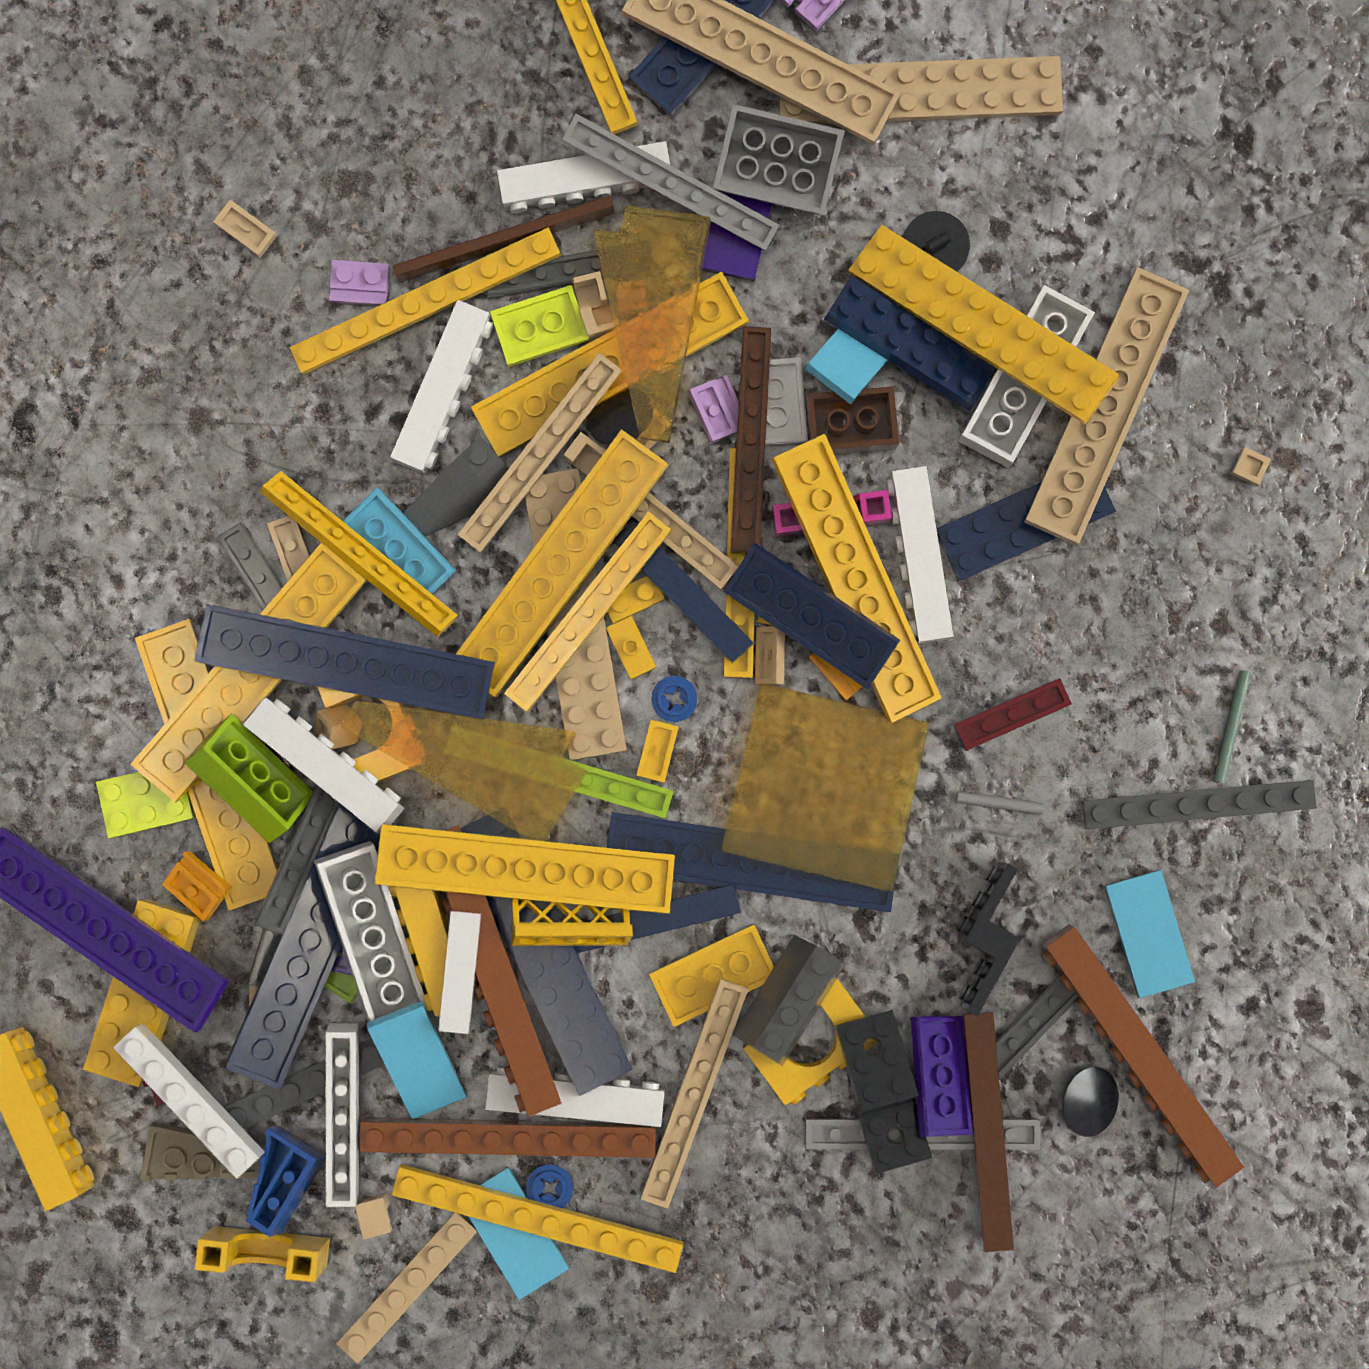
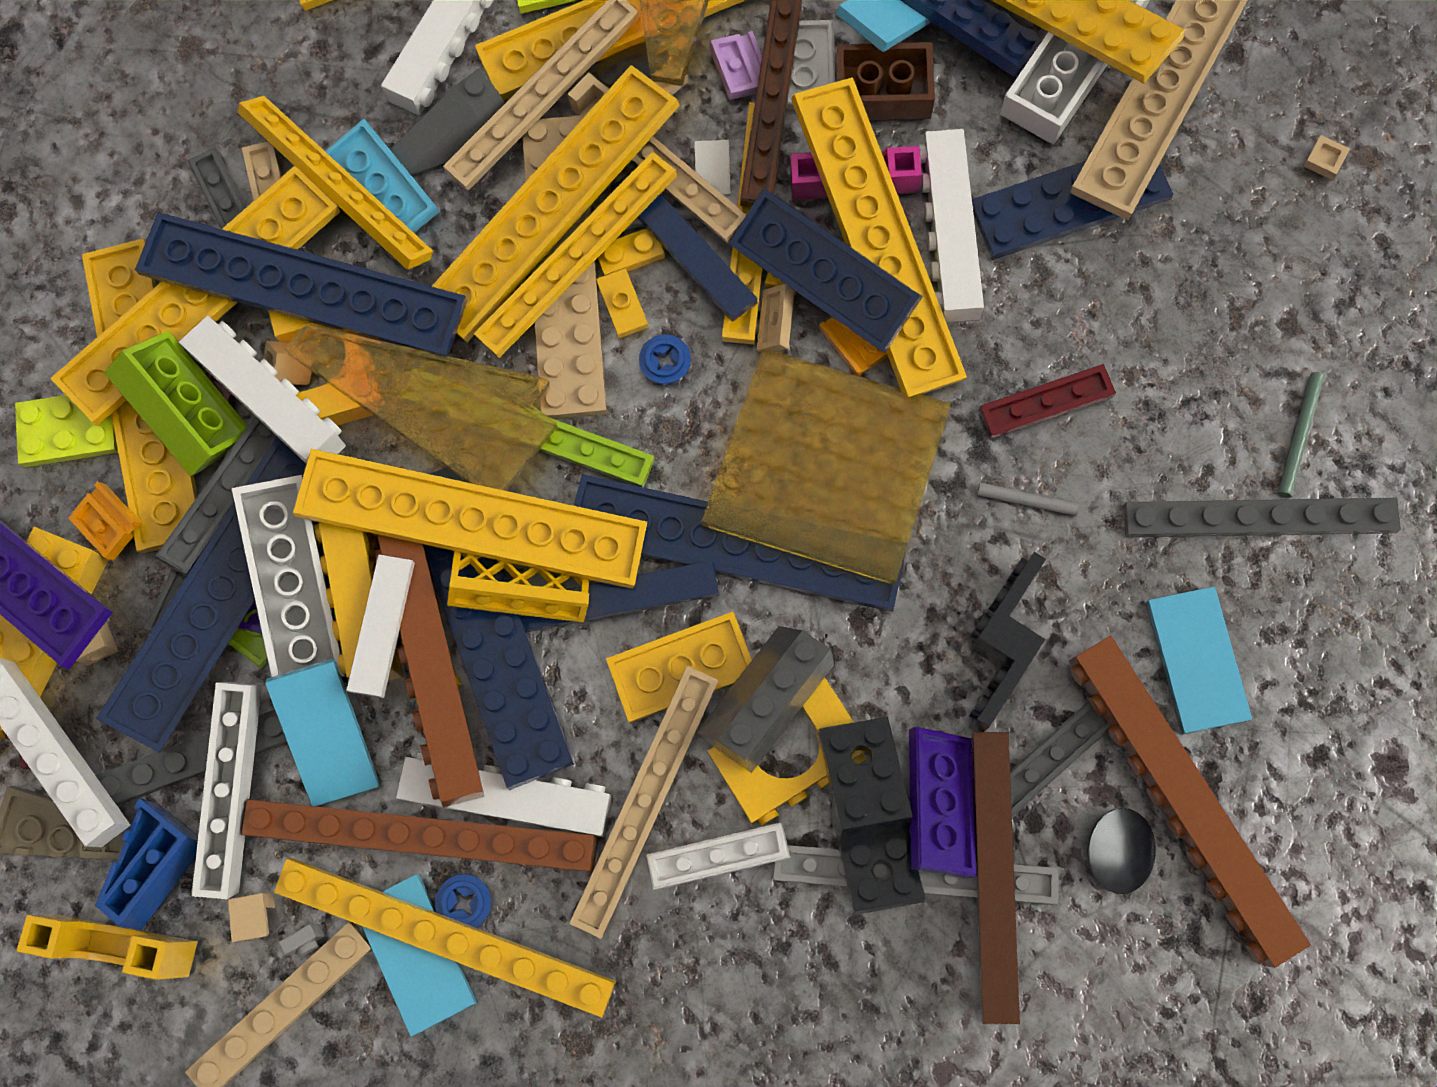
camera: 15 degrees right, 10 degrees down
(420, 1231) = (302, 941): none -> light grey plate
(657, 751) = (640, 413): yellow plate -> none
(700, 507) = (713, 163): none -> white sticker
(758, 1133) = (718, 856): none -> white tile

